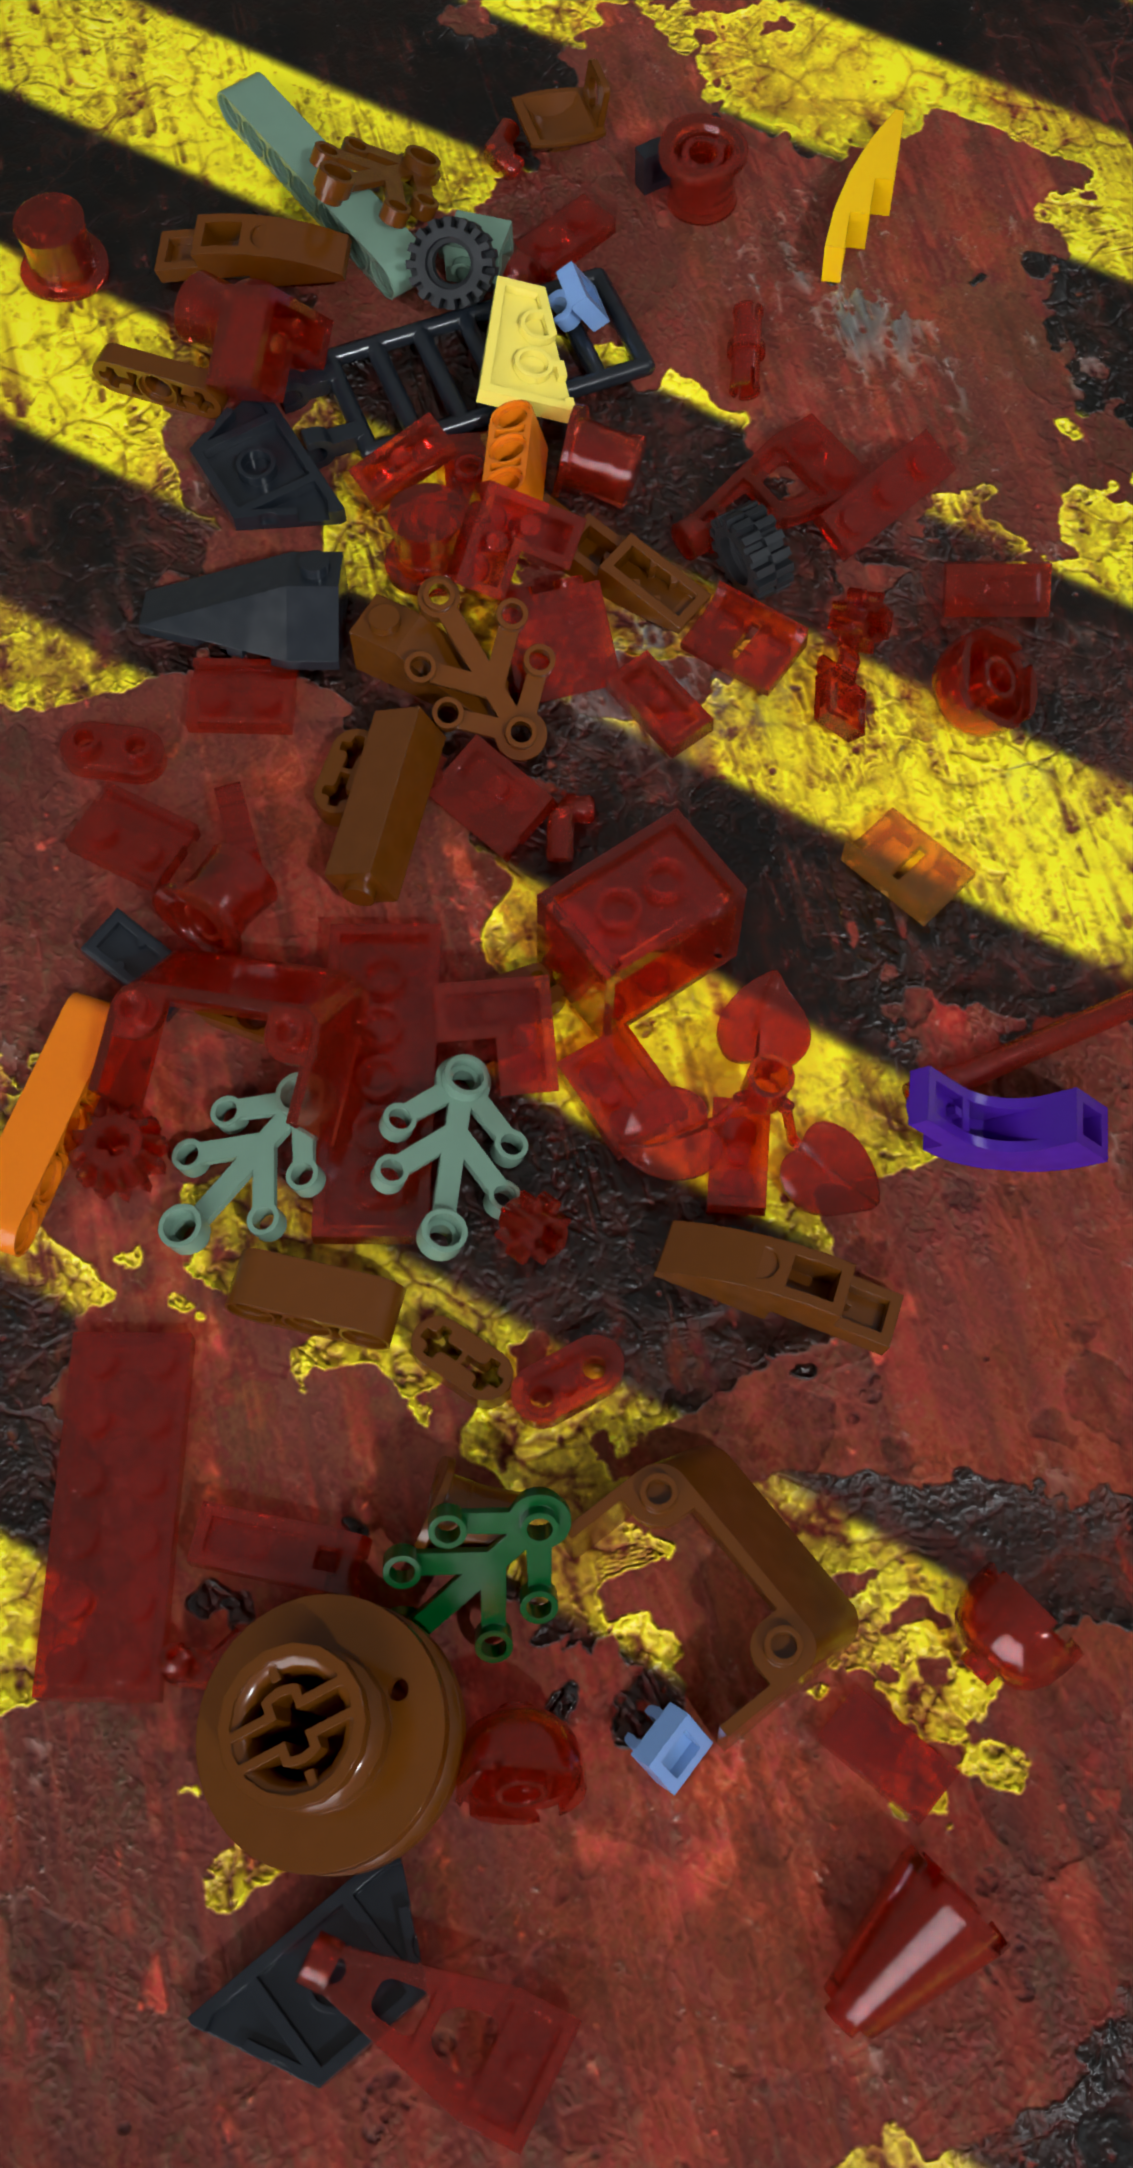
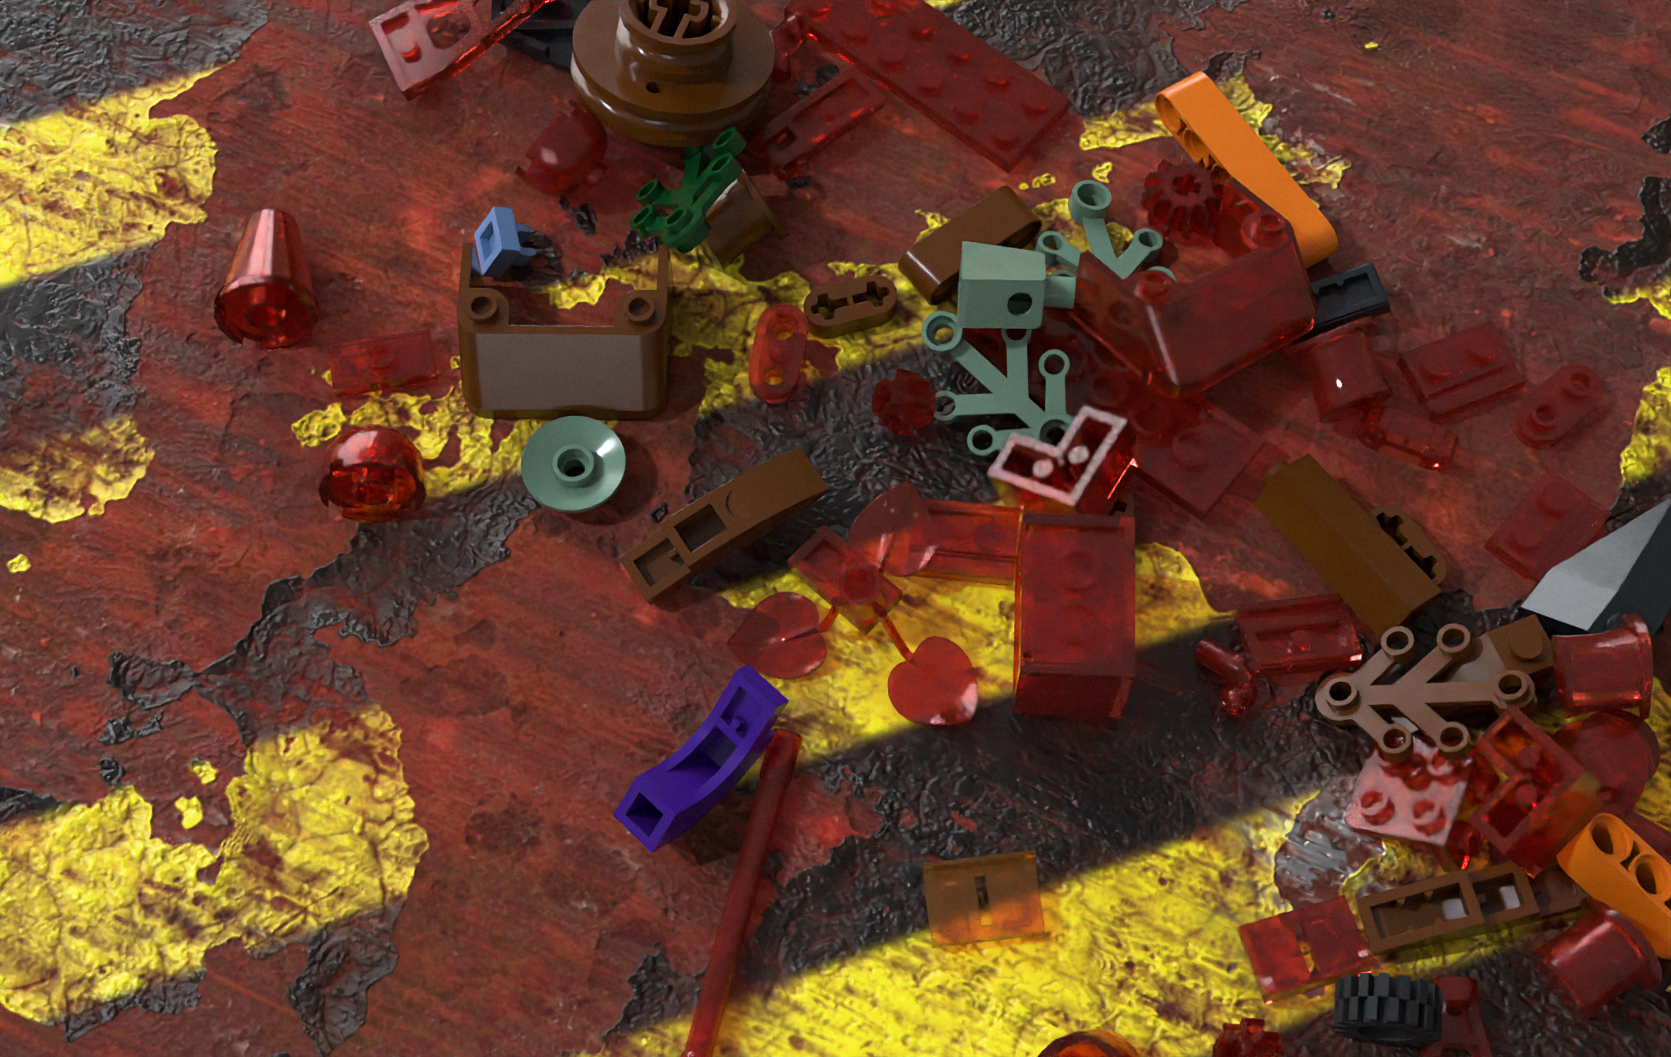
camera: 125 degrees right, 0 degrees up
(364, 1197) = (1007, 287): none -> sand green torso
(375, 536) = (1604, 669): none -> clear red piece
(659, 704) = (1292, 829): clear red plate -> none
(838, 699) = (1181, 974): clear red plate -> none
(840, 1437) = (570, 444): none -> sand green dish

